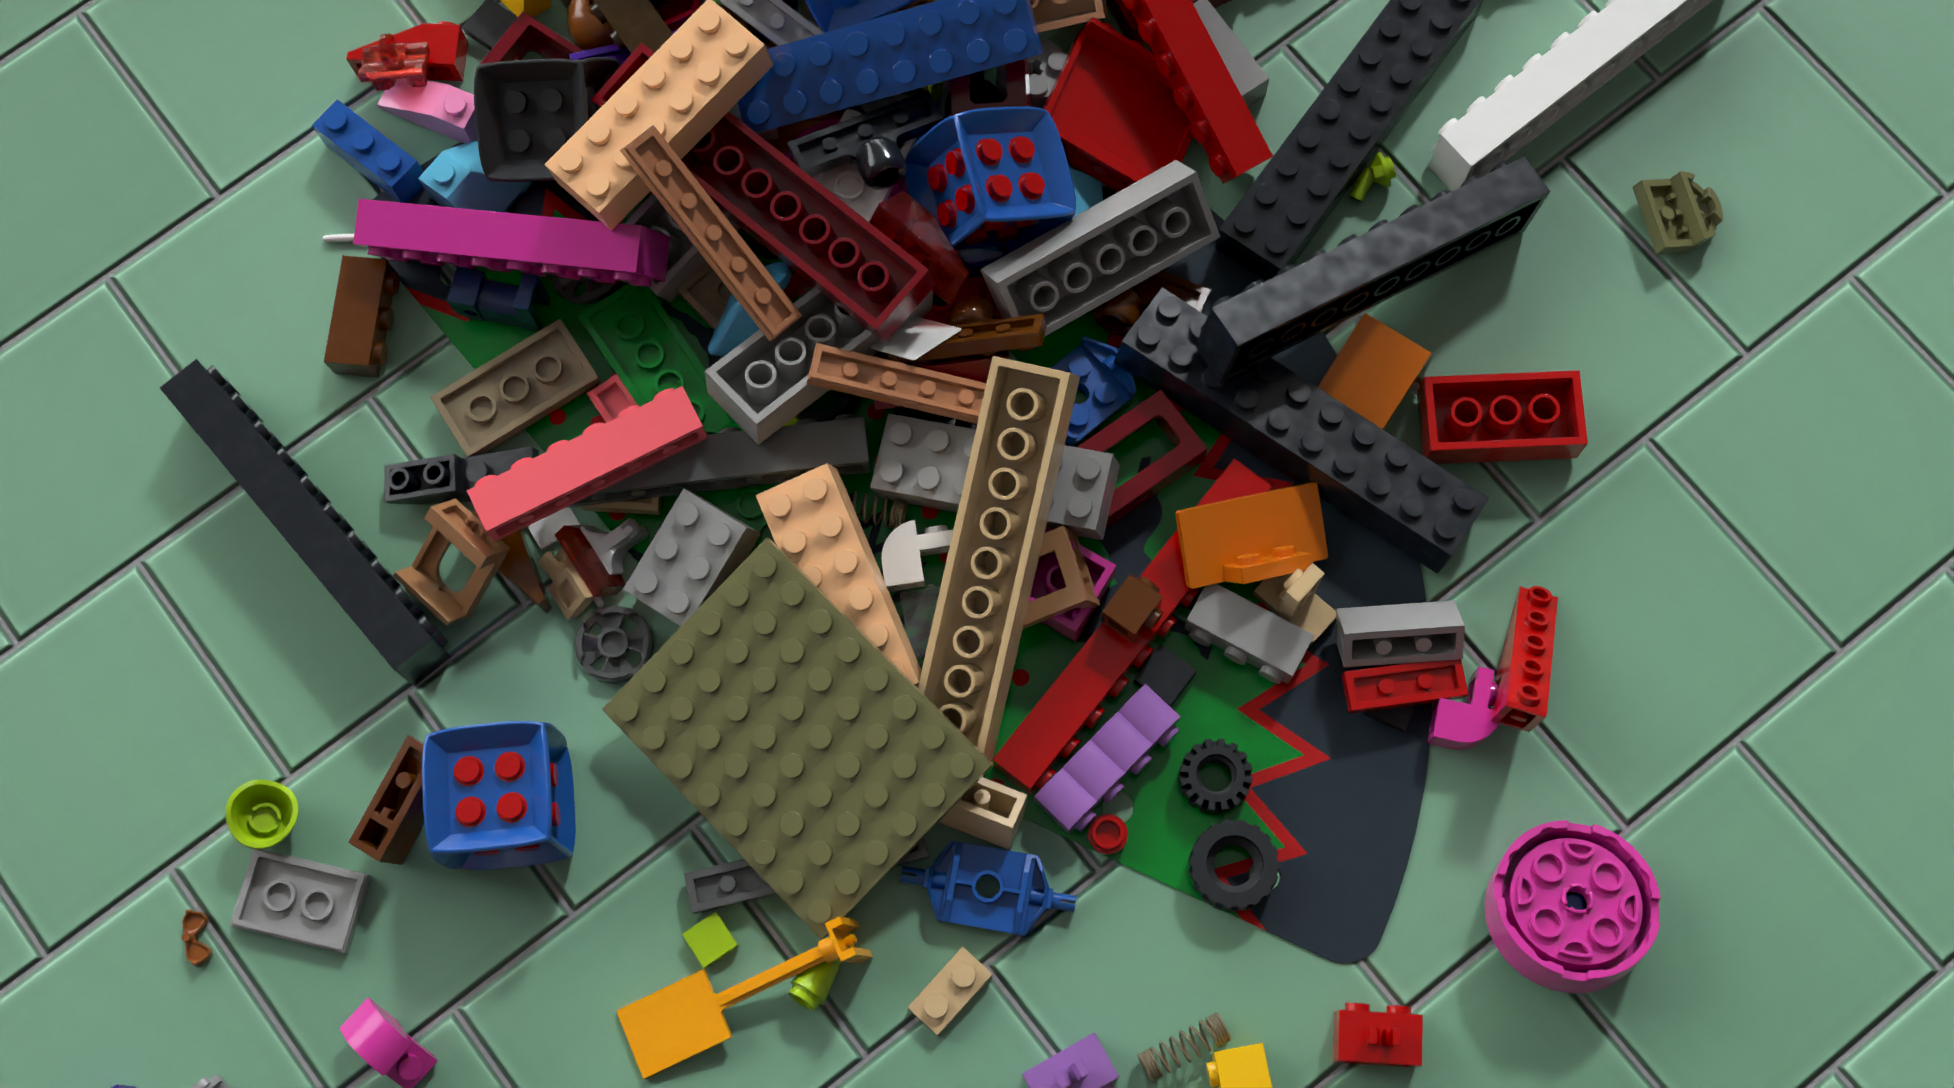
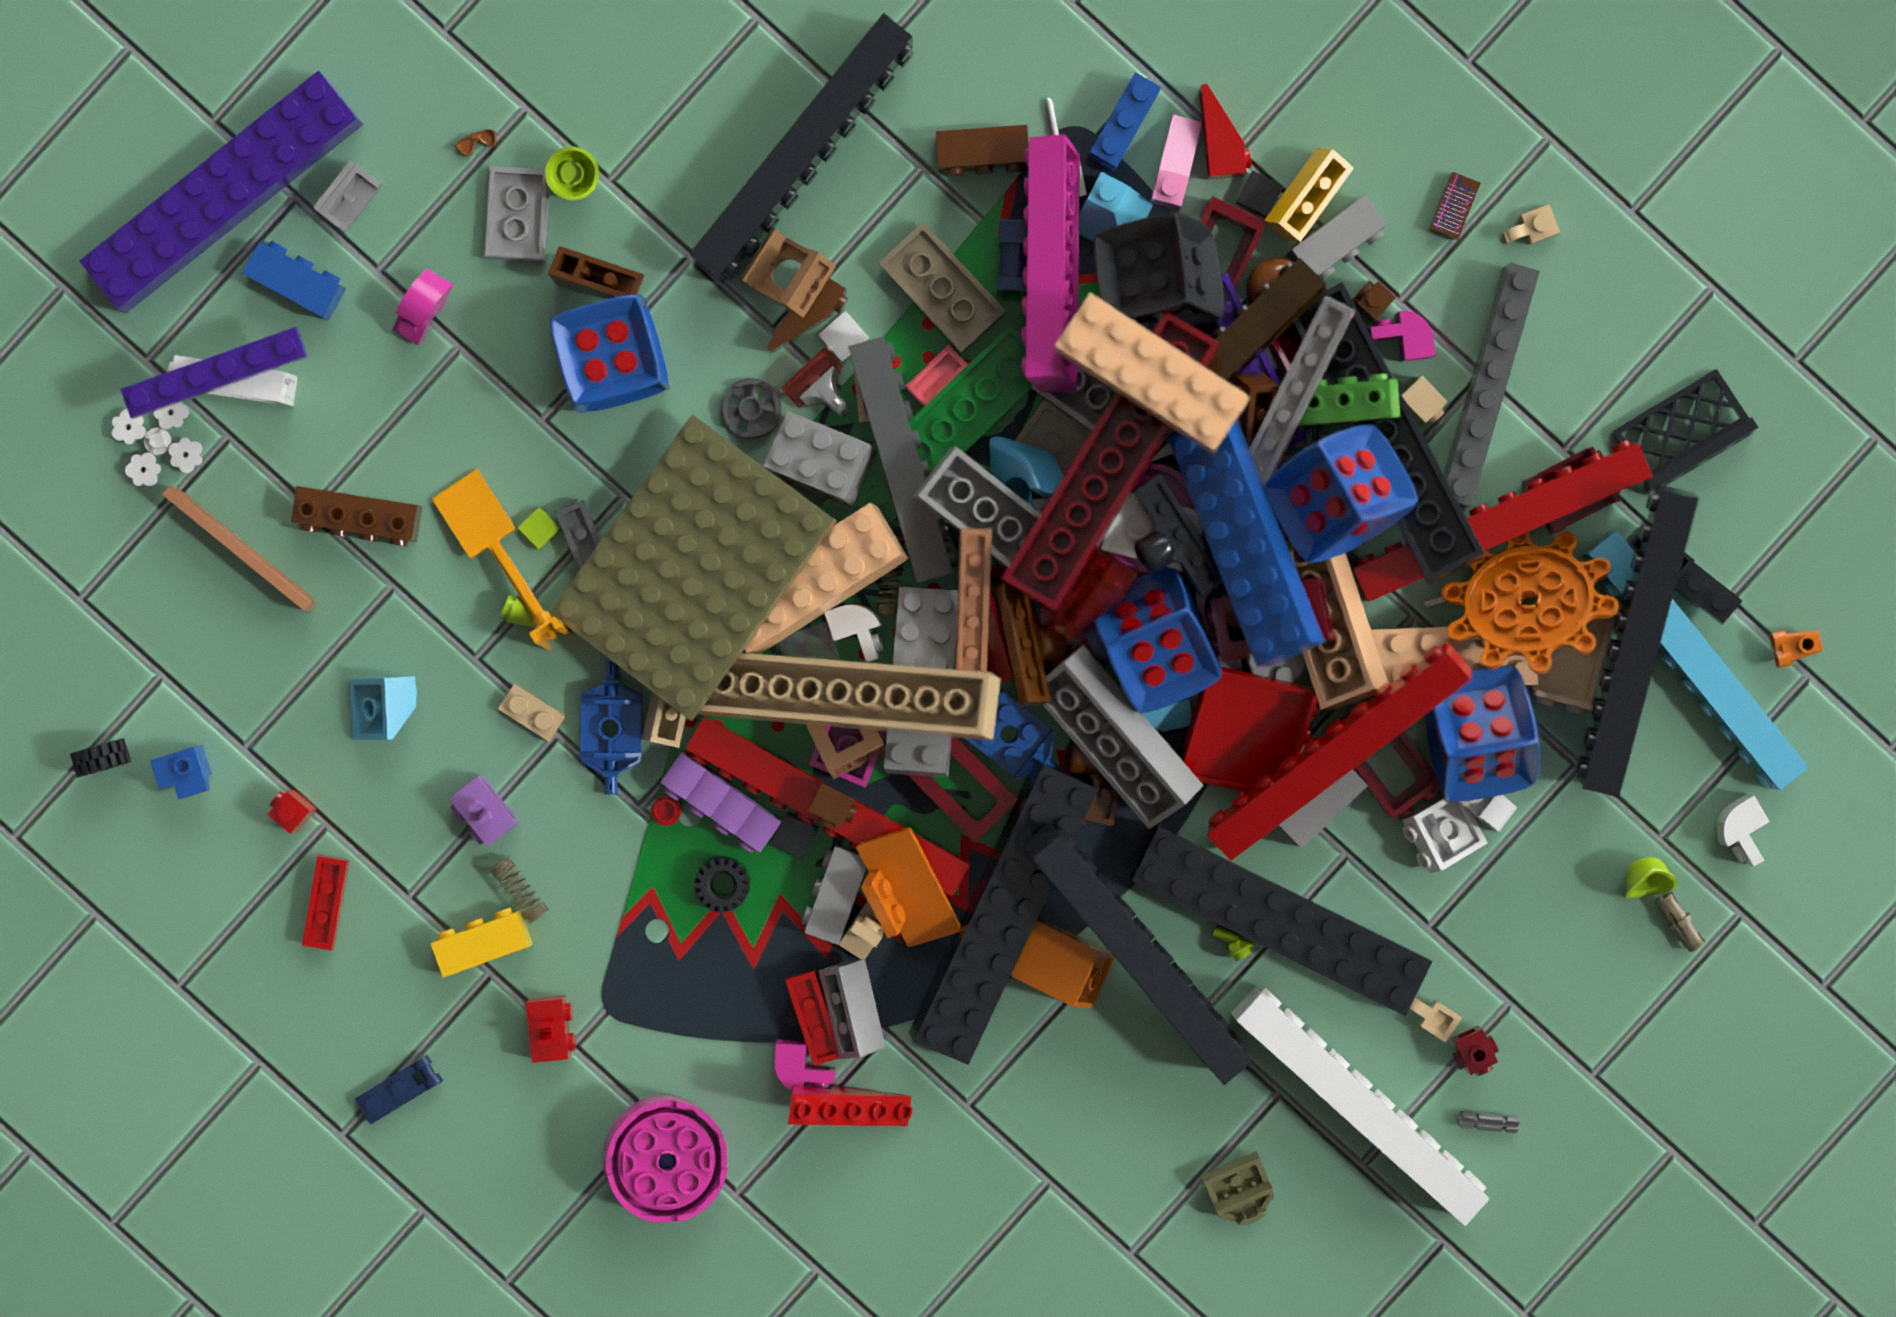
camera: 75 degrees right, 15 degrees up
(394, 61) = (1199, 128): clear red hips -> none
(445, 476) = (862, 262): black slope -> none
(567, 586) = (789, 363): tan plate -> none
(586, 463) = (873, 366): coral brick -> none
(711, 232) = (1059, 434): nougat tile -> none
(916, 338) = (1016, 608): white sticker -> none
(1255, 843) = (657, 884): black tyre -> none
(1502, 417) = (1039, 1067): red brick -> none

